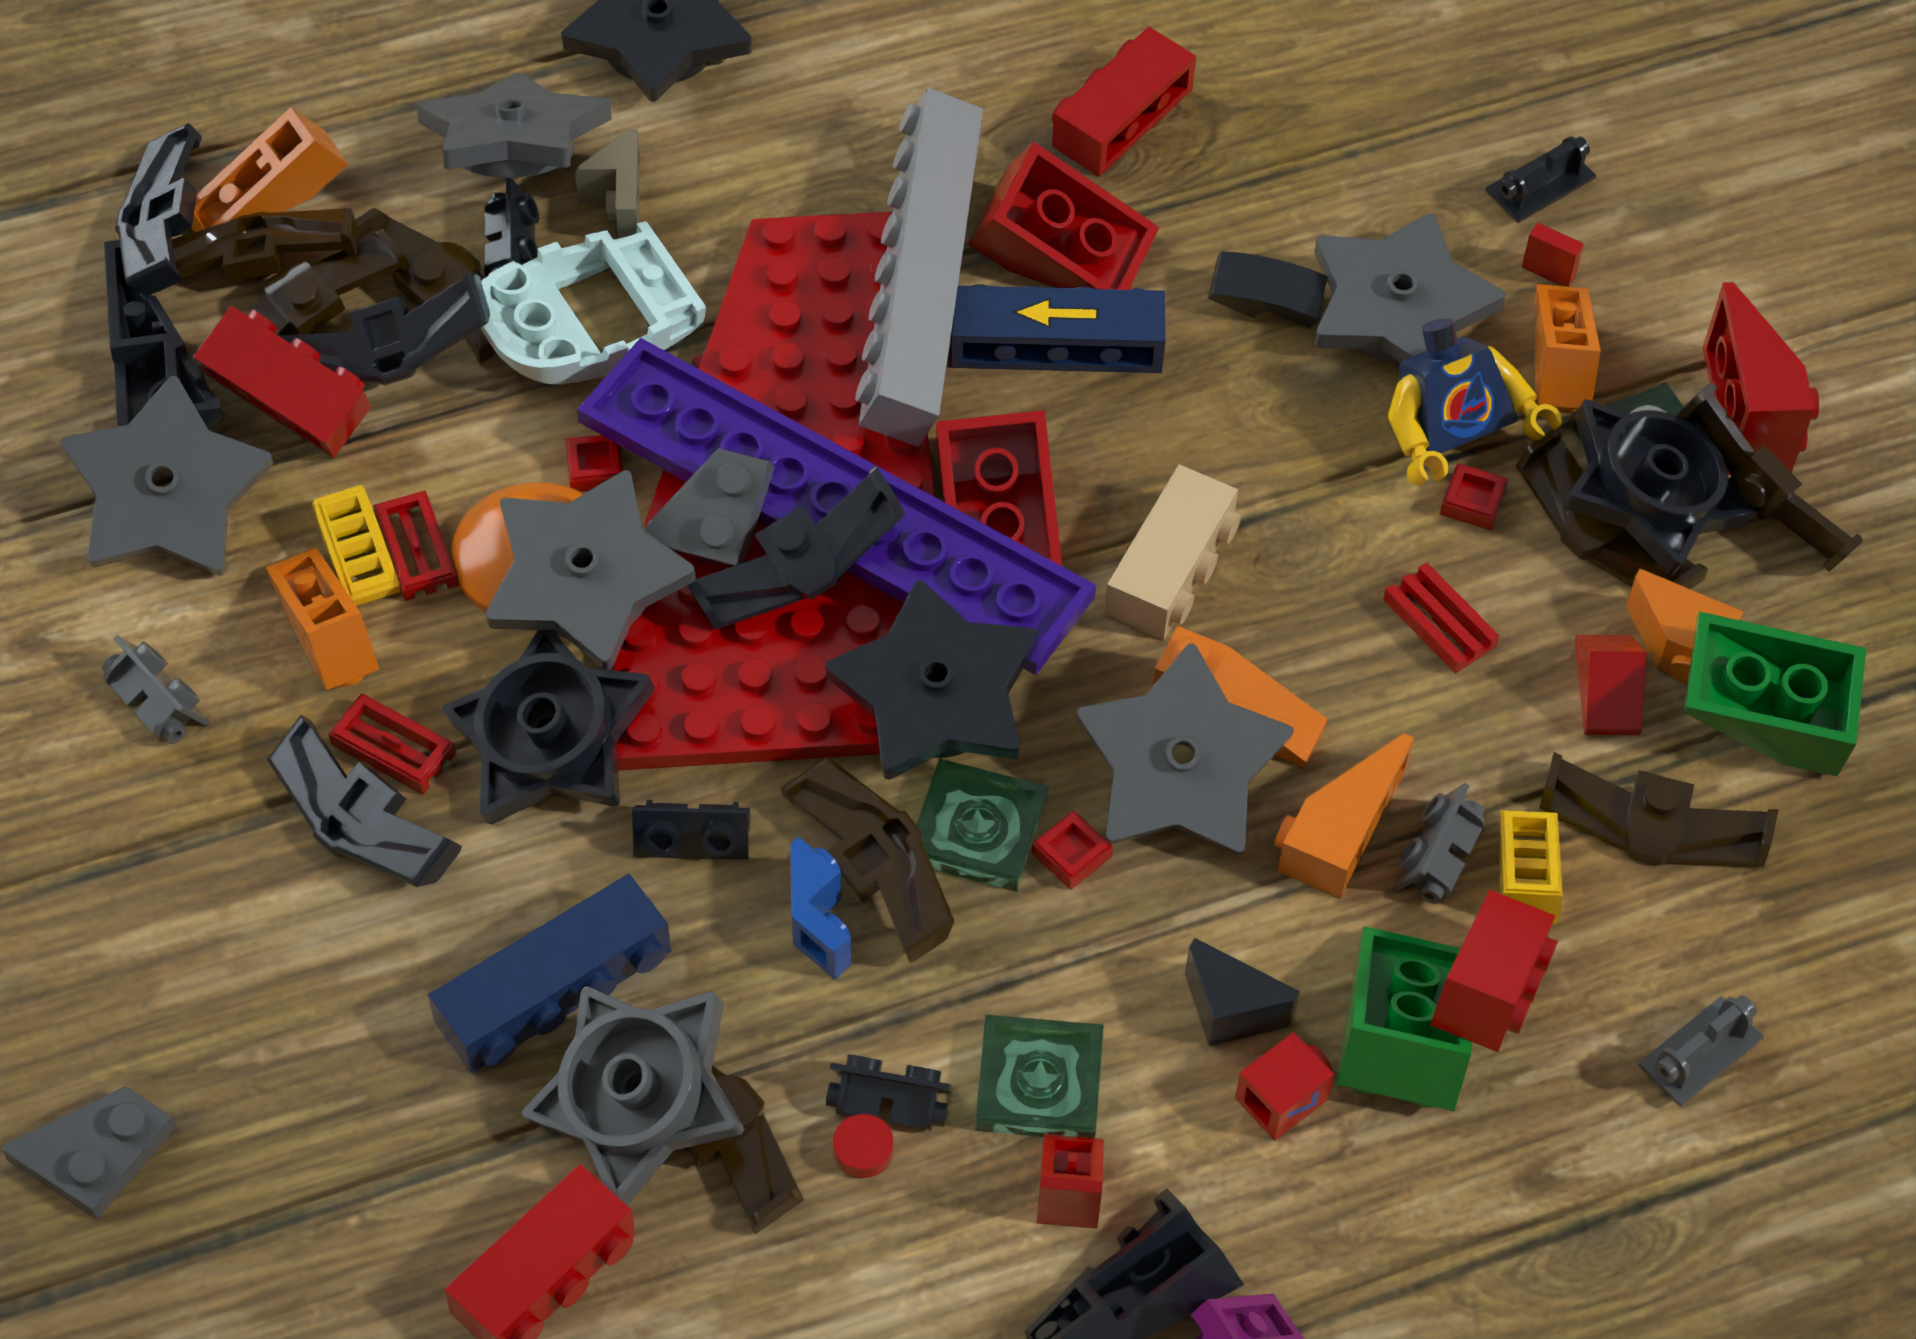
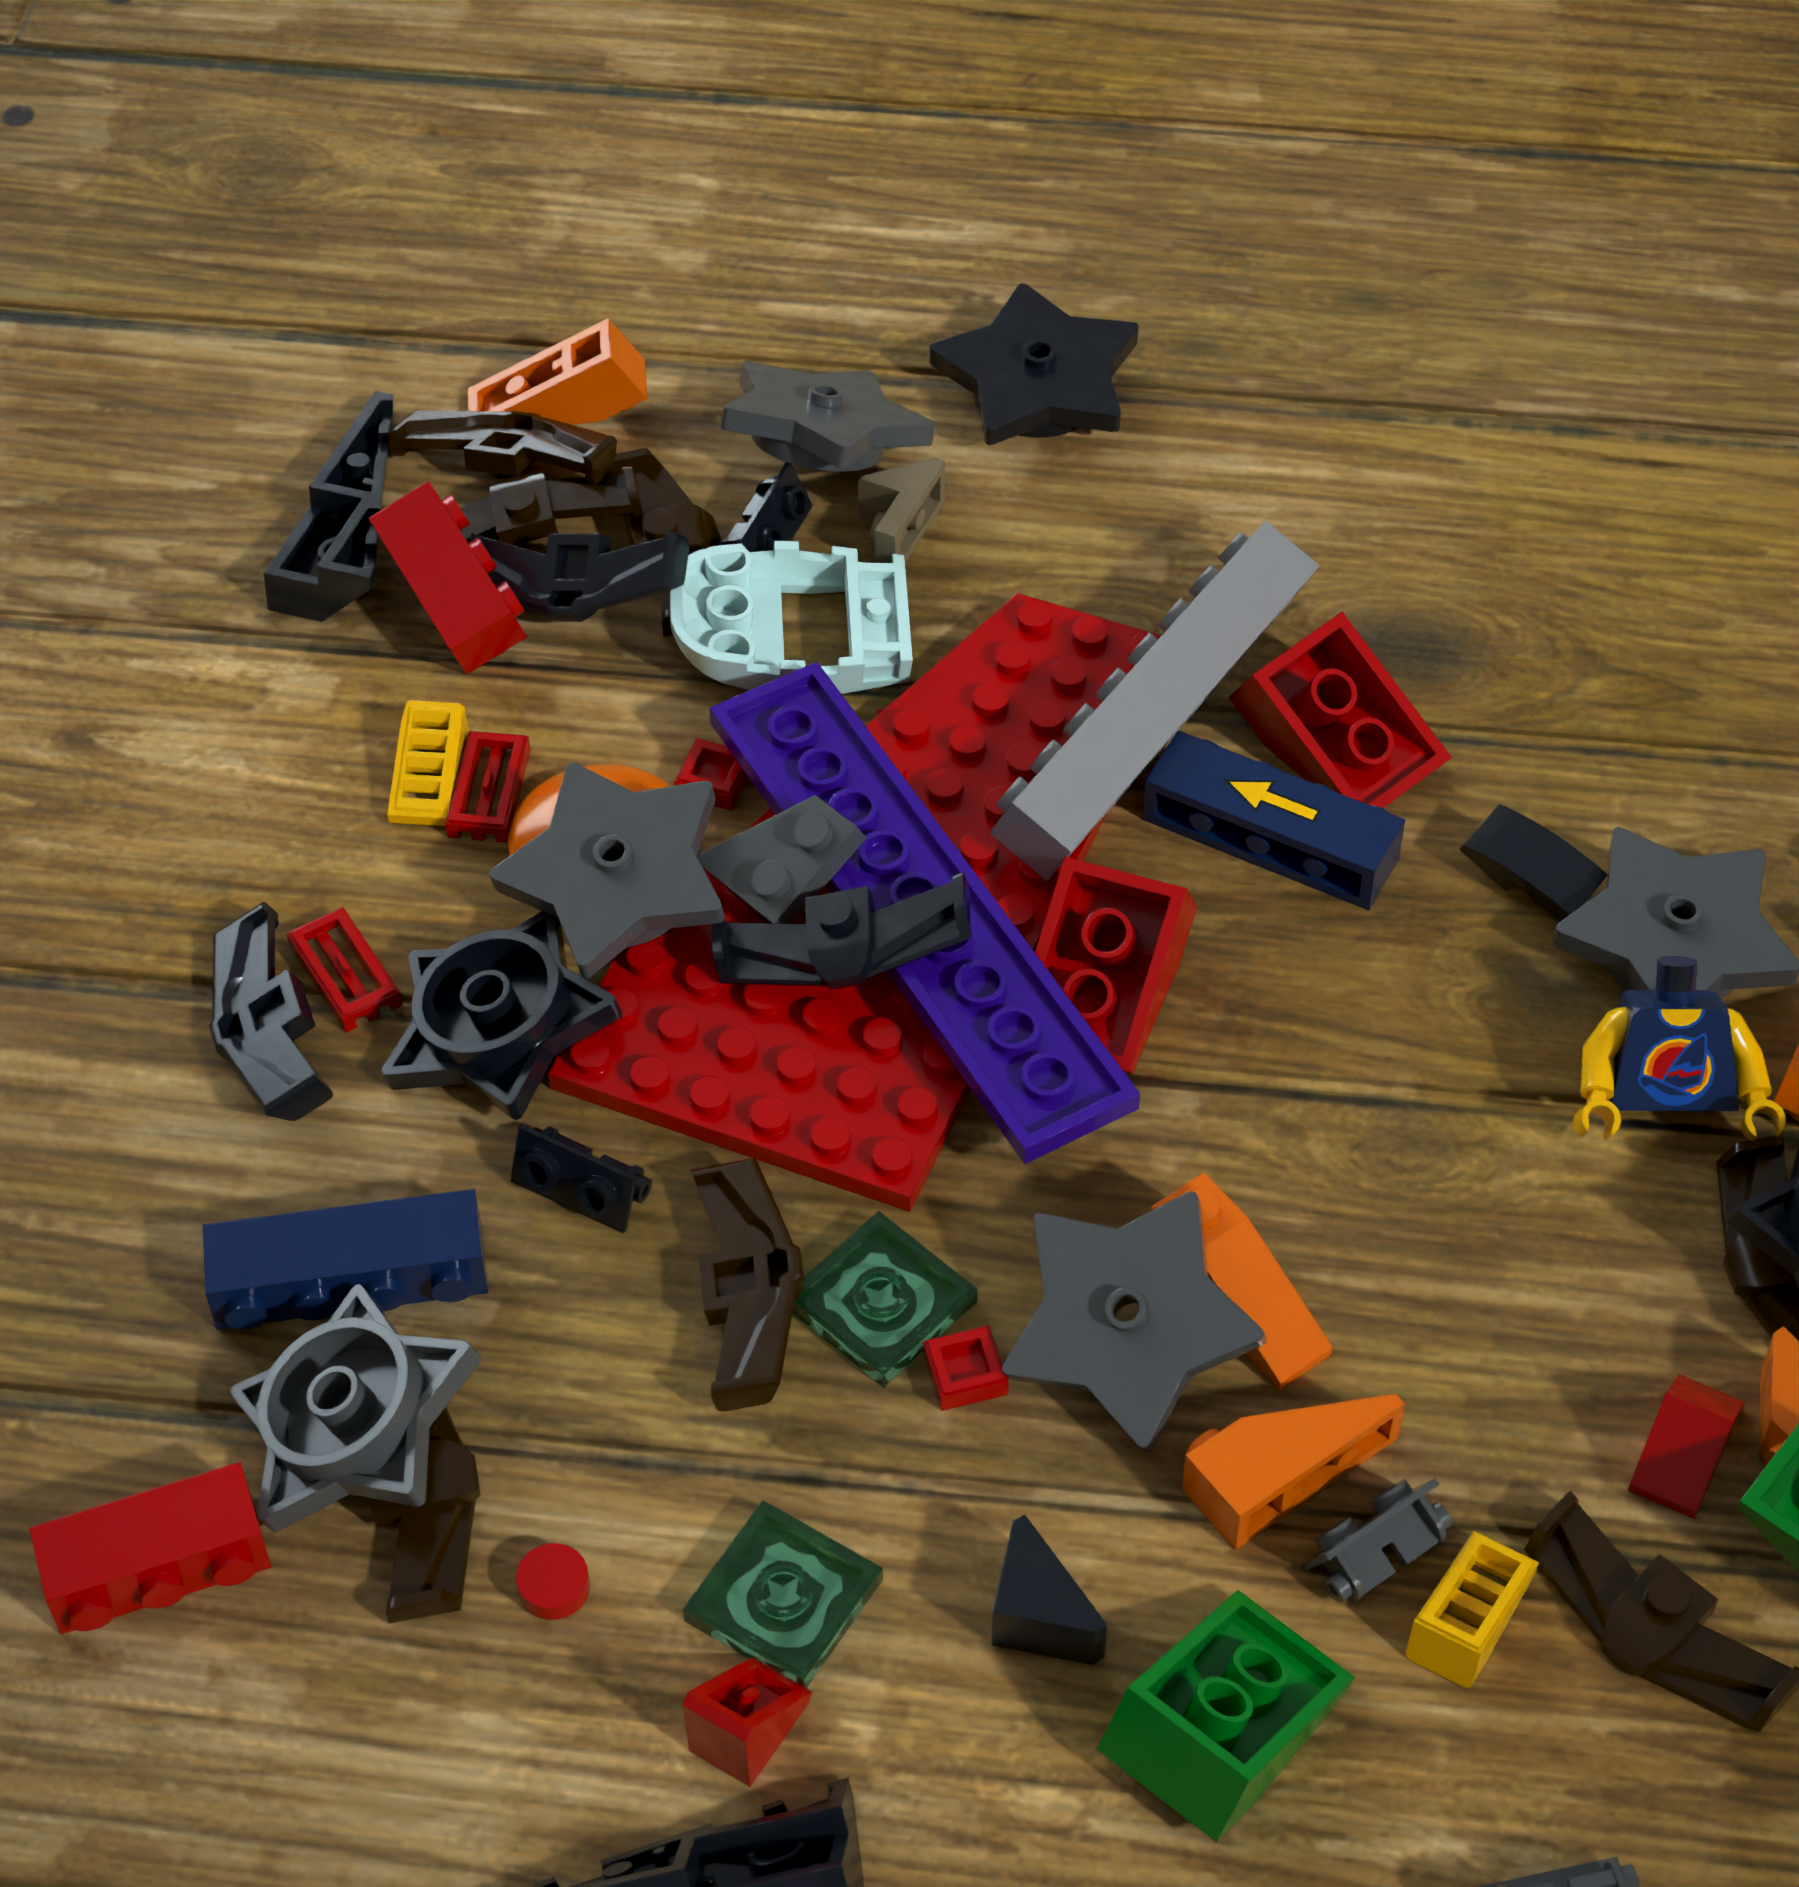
camera: 30 degrees right, 5 degrees down
(156, 210) = (440, 379): black plate -> none
(169, 701) = (152, 825): dark grey hinge -> none
(175, 520) = (275, 630): dark grey plate -> none
(324, 619) = (347, 822): orange slope -> none
(813, 894) = (651, 1297): blue slope -> none
(912, 1095) = (635, 1550): black hinge -> none
(937, 683) = (905, 1127): black plate -> none
(1123, 100) = (1486, 613): red brick -> none
(1172, 553) = (1258, 1097): tan brick -> none
(1285, 1085) = (1041, 1723): red brick -> none
(1448, 612) = (1516, 1245): red tile -> none
(1473, 496) = (1645, 1175): red tile -> none
(1496, 972) = (1341, 1701): red brick -> none

